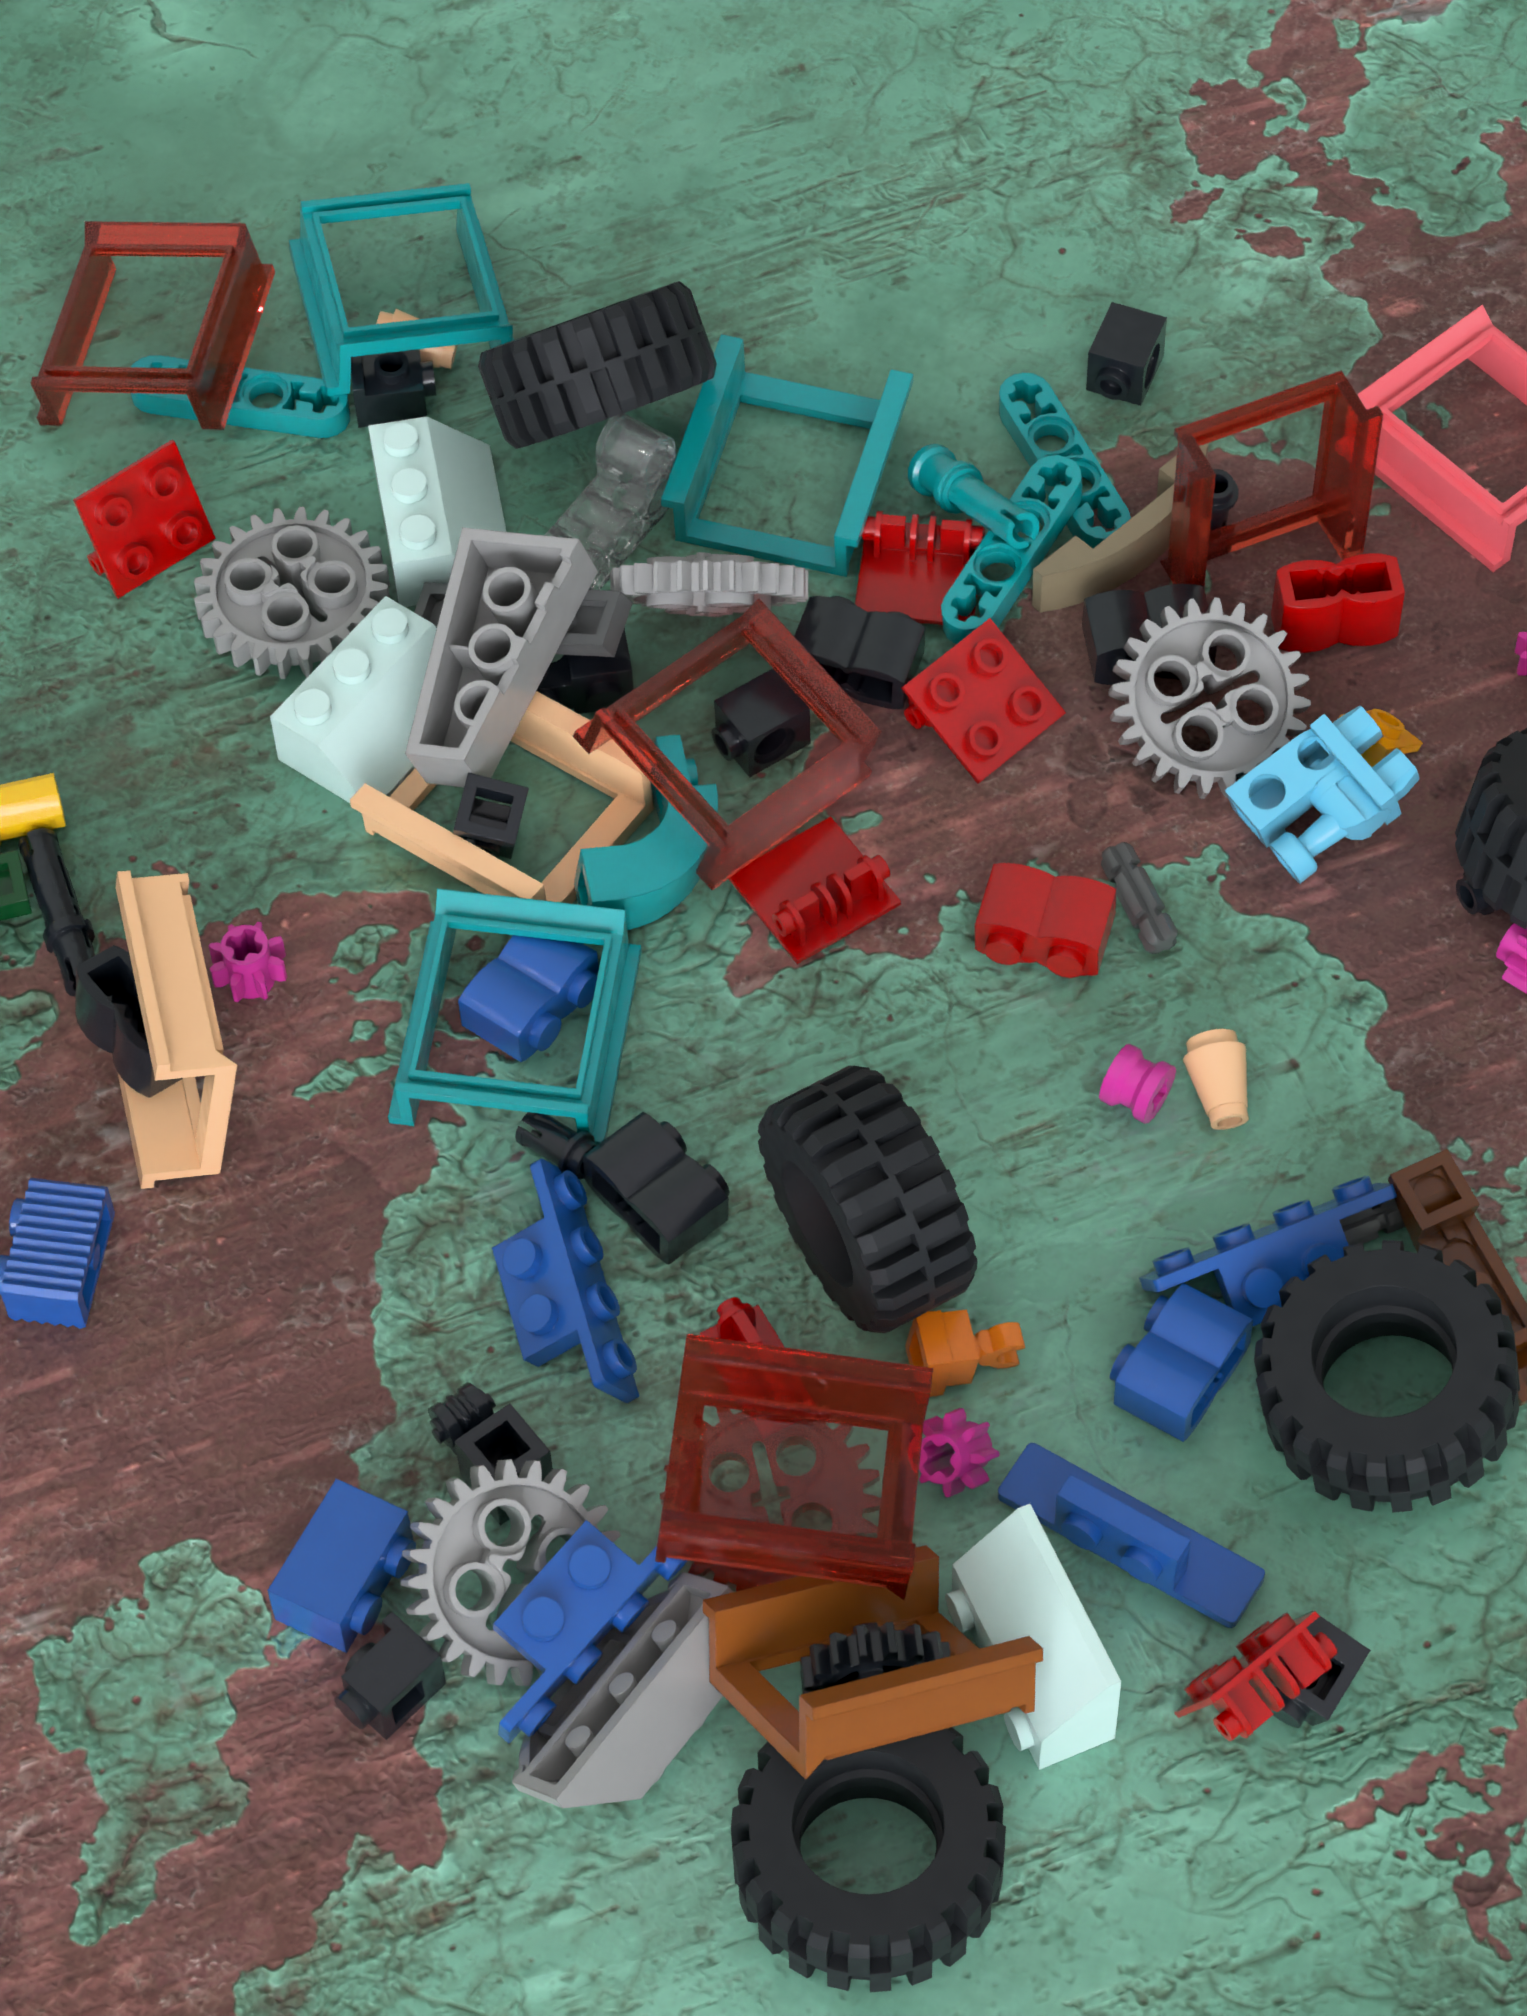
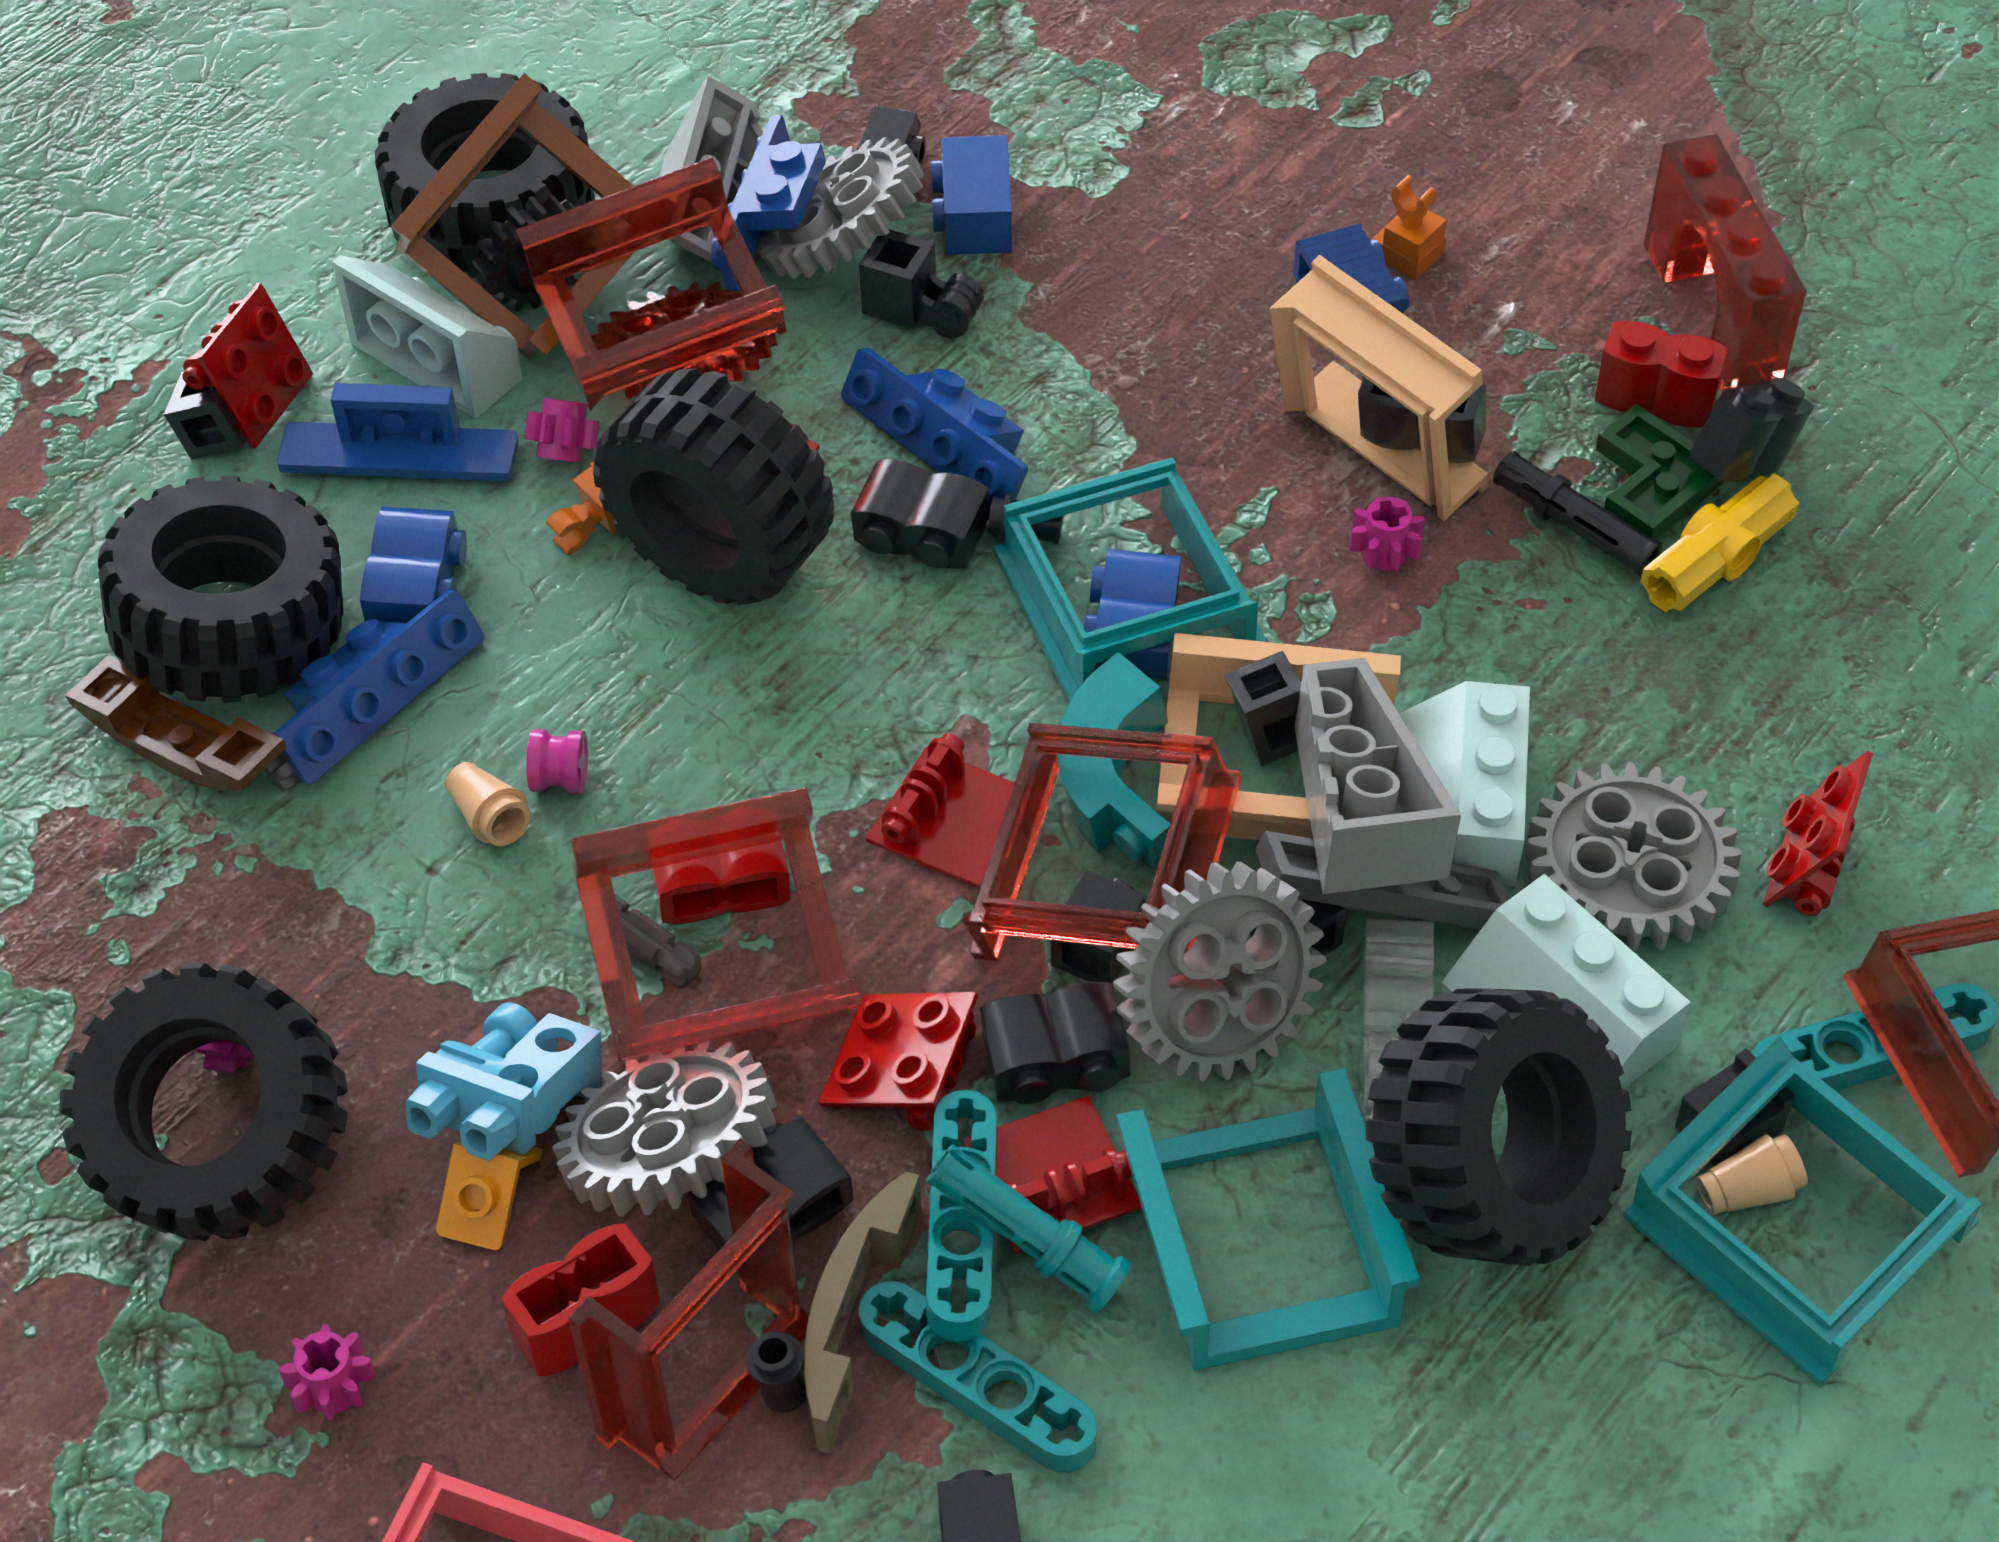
camera: 150 degrees right, 5 degrees down
(1101, 774) = (688, 838): none -> clear red piece

